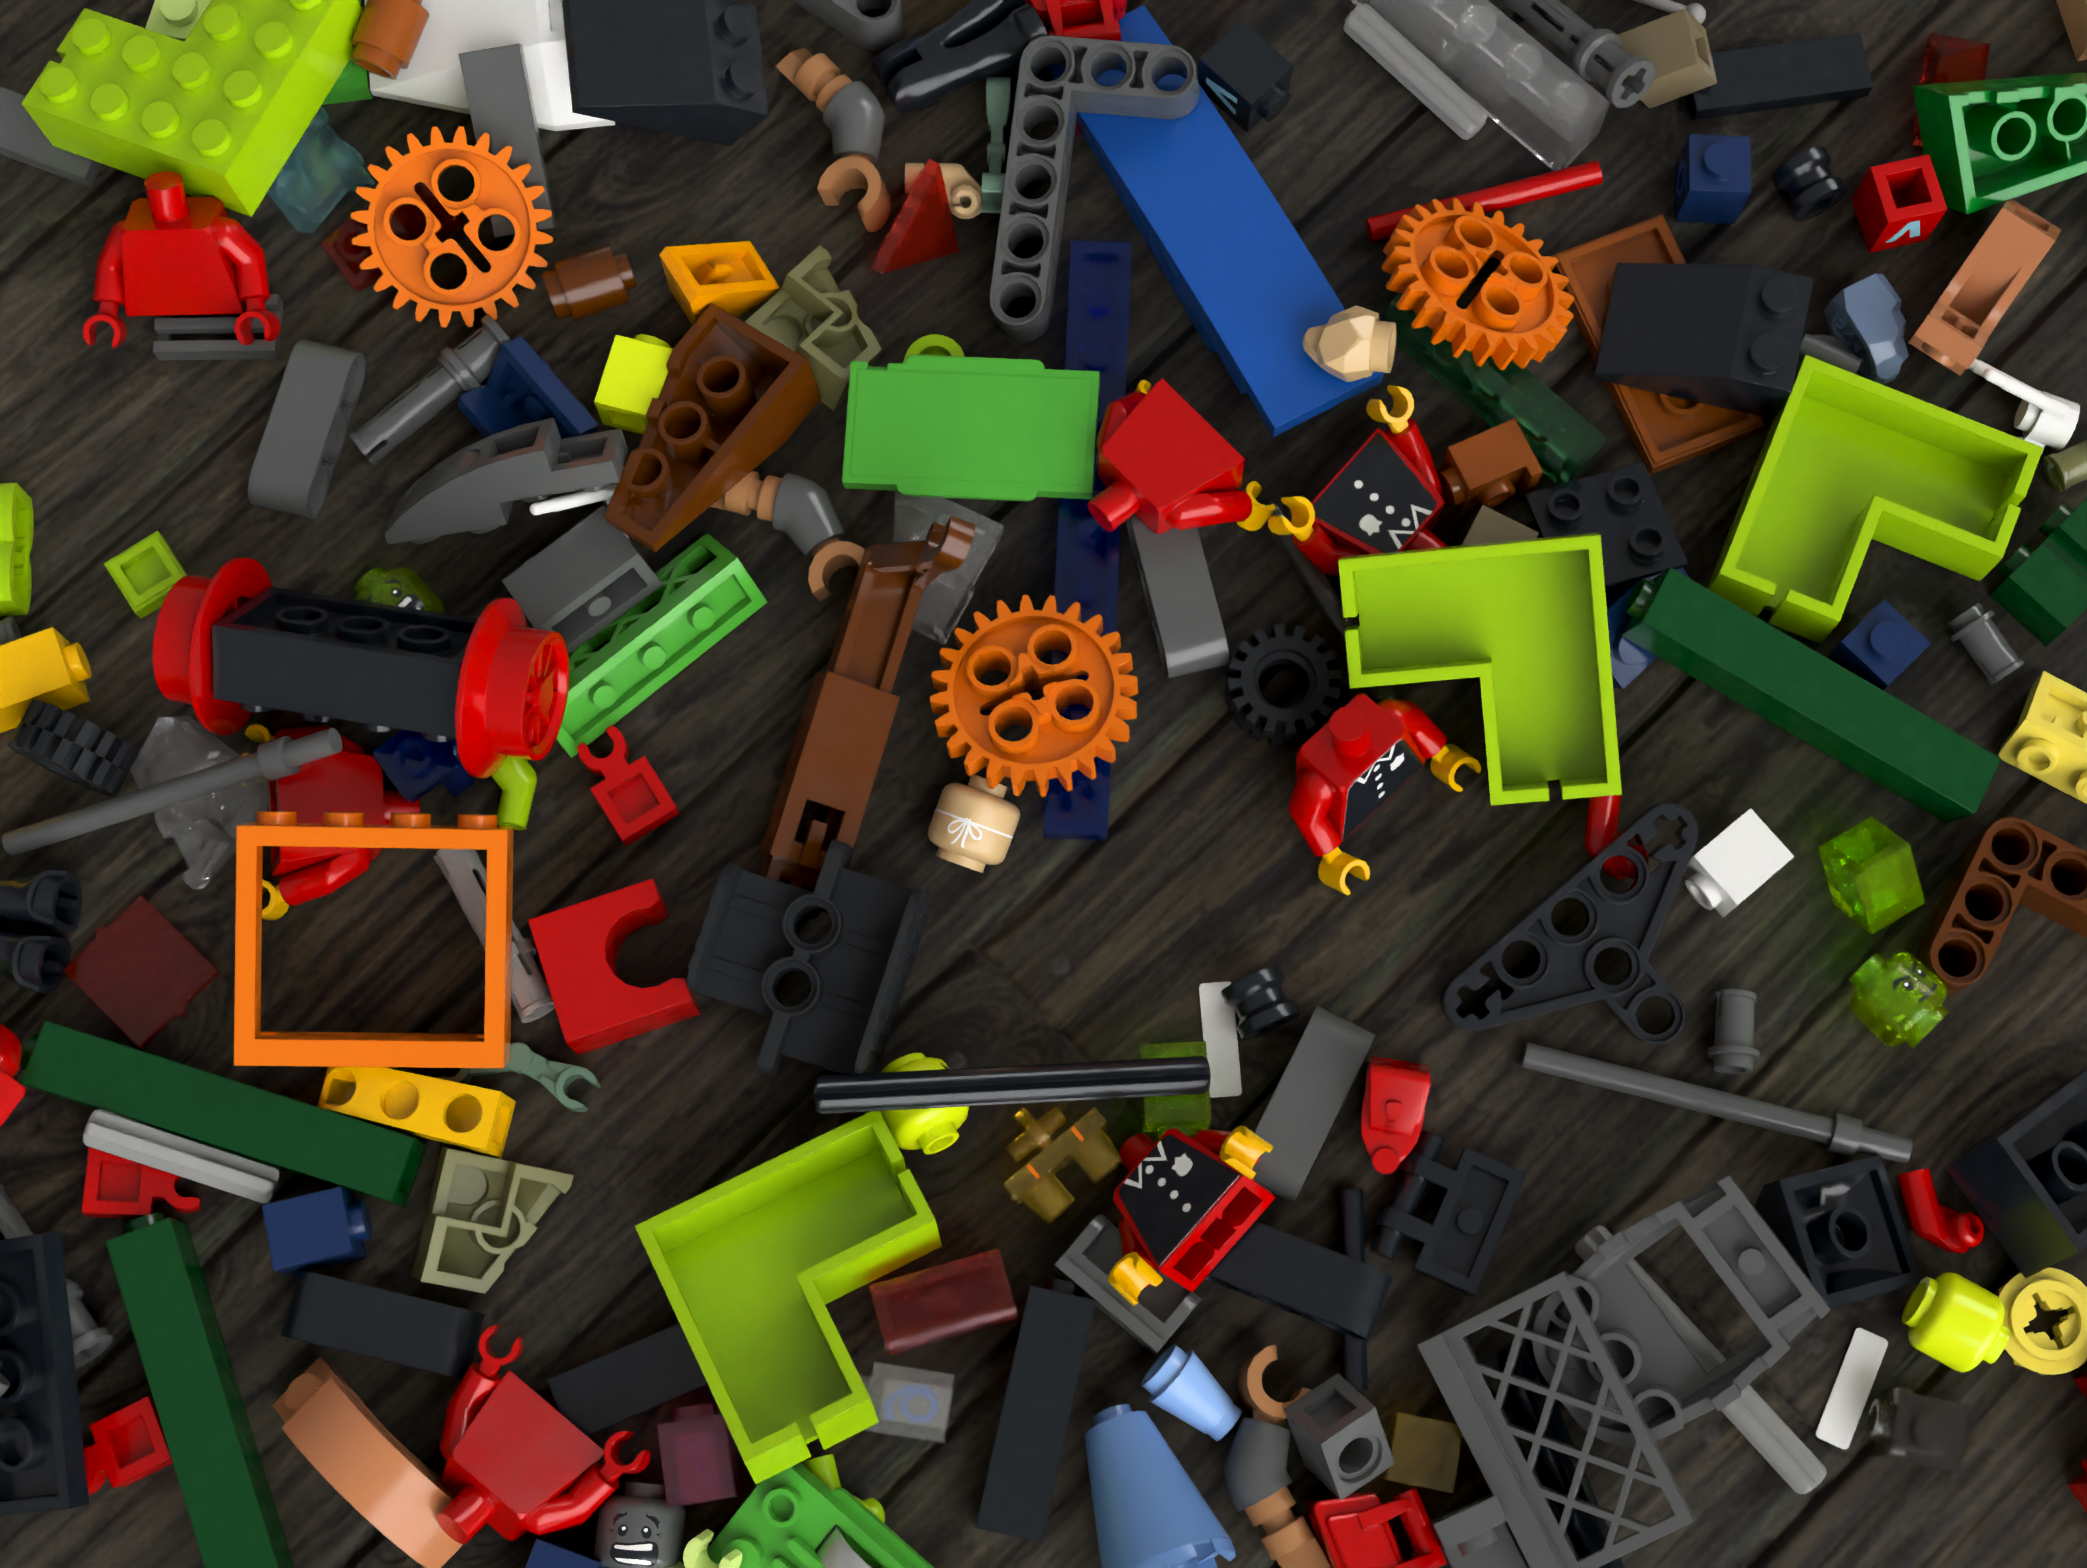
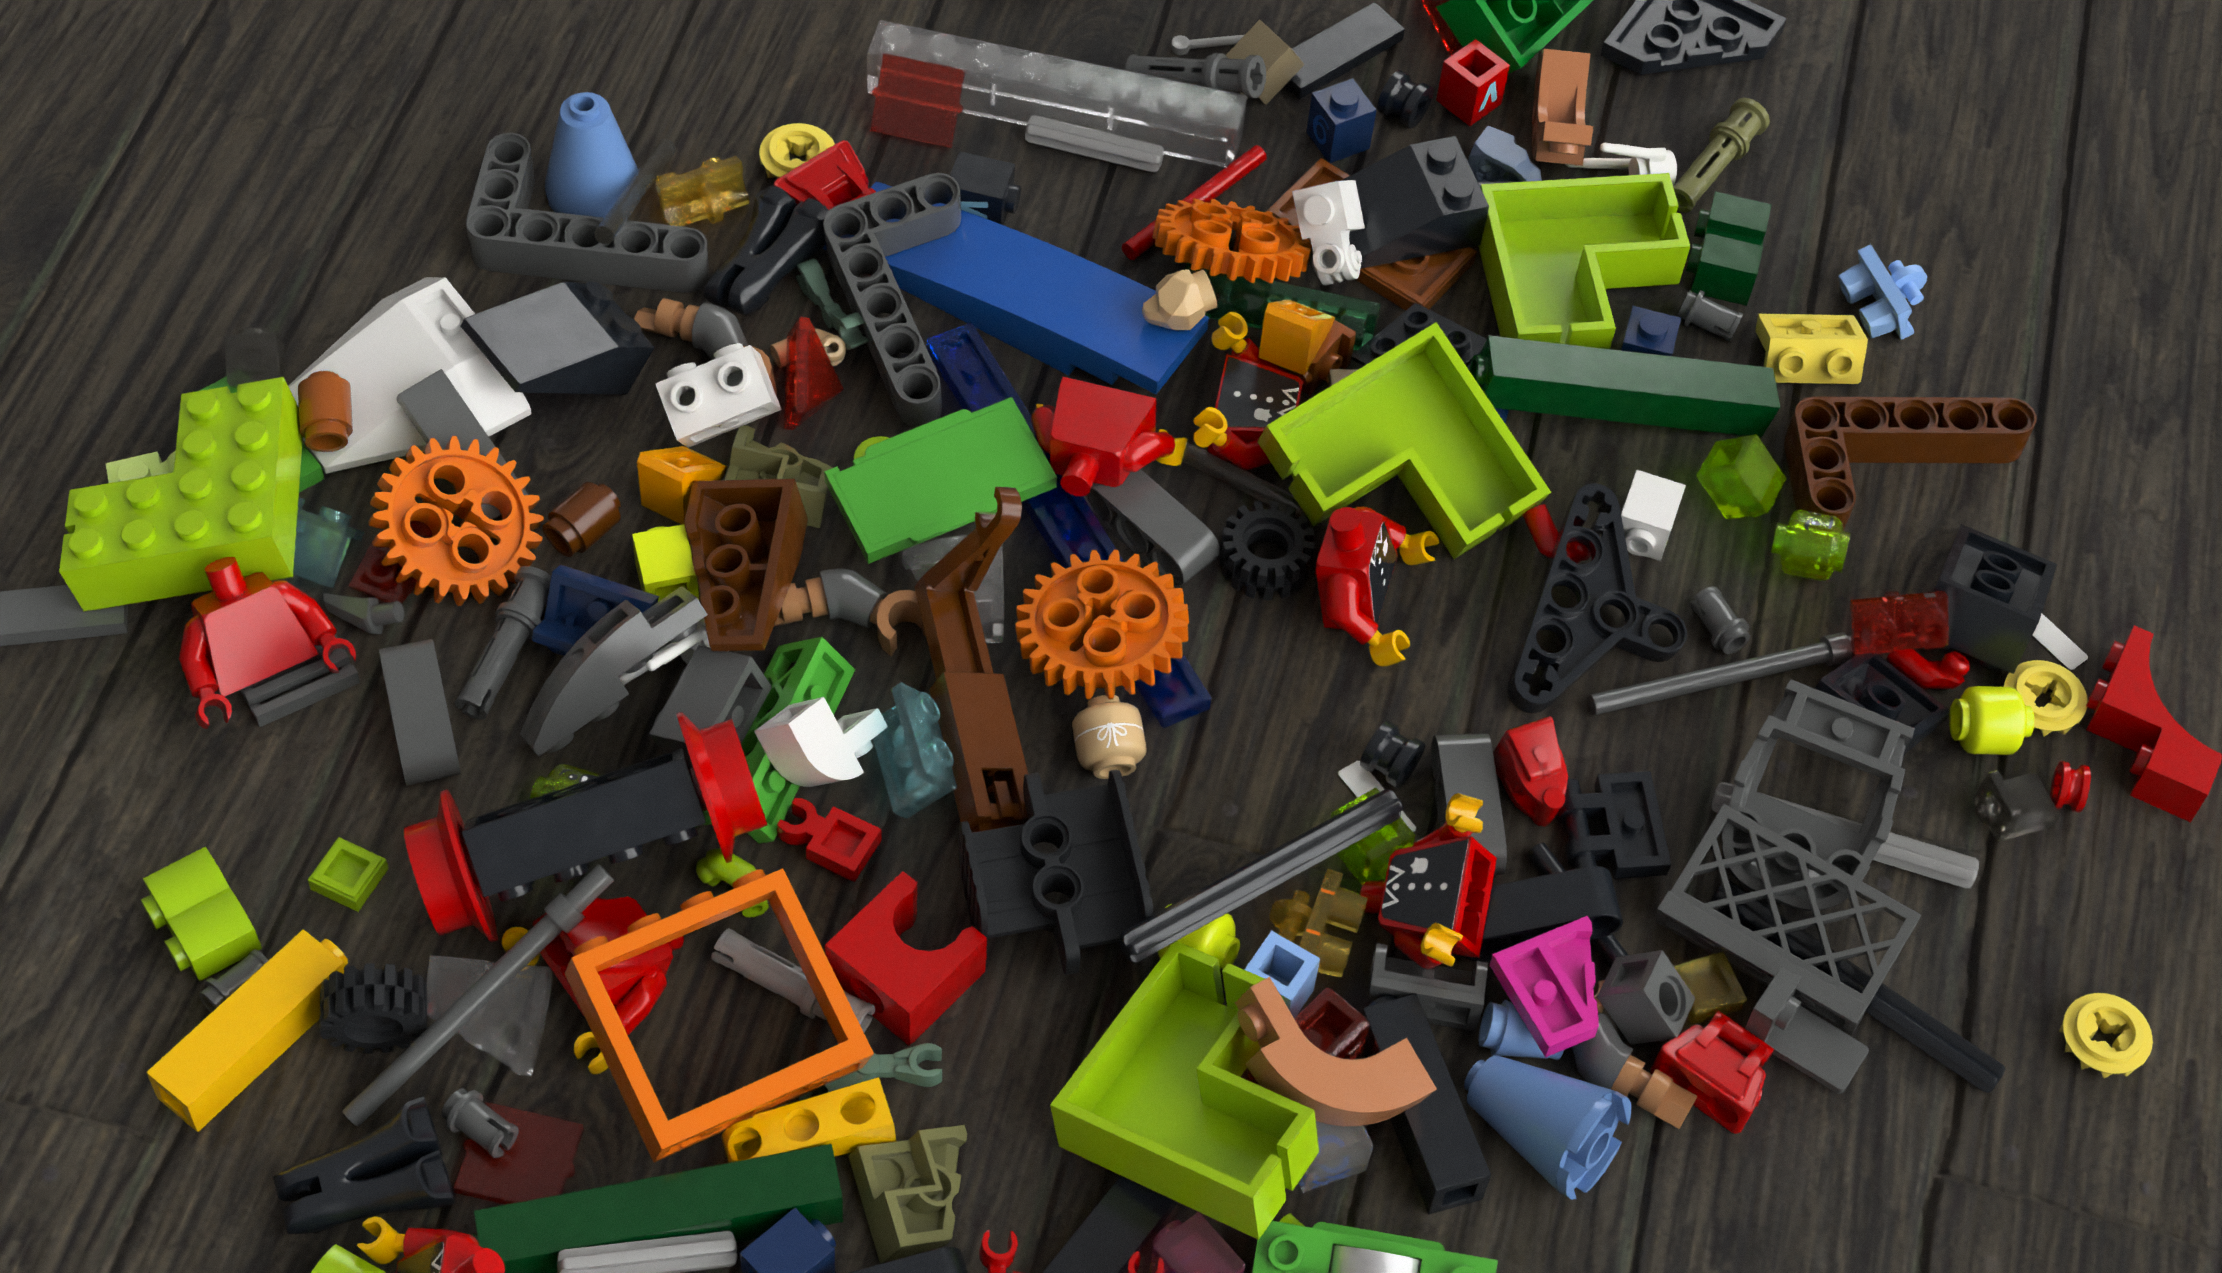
camera: 35 degrees left, 20 degrees down
(114, 917) = (468, 1114): none -> dark grey pin
(320, 281) = (364, 612): none -> dark grey bar
(421, 765) = (665, 881): clear blue bracket -> none
(660, 689) = (815, 748): none -> white brick
(760, 735) = (913, 752): none -> clear light blue bracket
(800, 207) = (717, 394): none -> white brick
(933, 1385) = (1336, 1088): none -> nougat arch
(966, 1202) = (1289, 967): none -> light blue brick
(1241, 1375) = (1552, 985): none -> dark pink wing
(1465, 442) = (1293, 334): none -> light orange slope
(1593, 310) = (1326, 218): none -> white brick
(1851, 1388) = (1953, 807): white sticker -> none
(1924, 1155) = (1899, 622): none -> clear red hips
(1995, 1446) = (2070, 786): none -> red bush

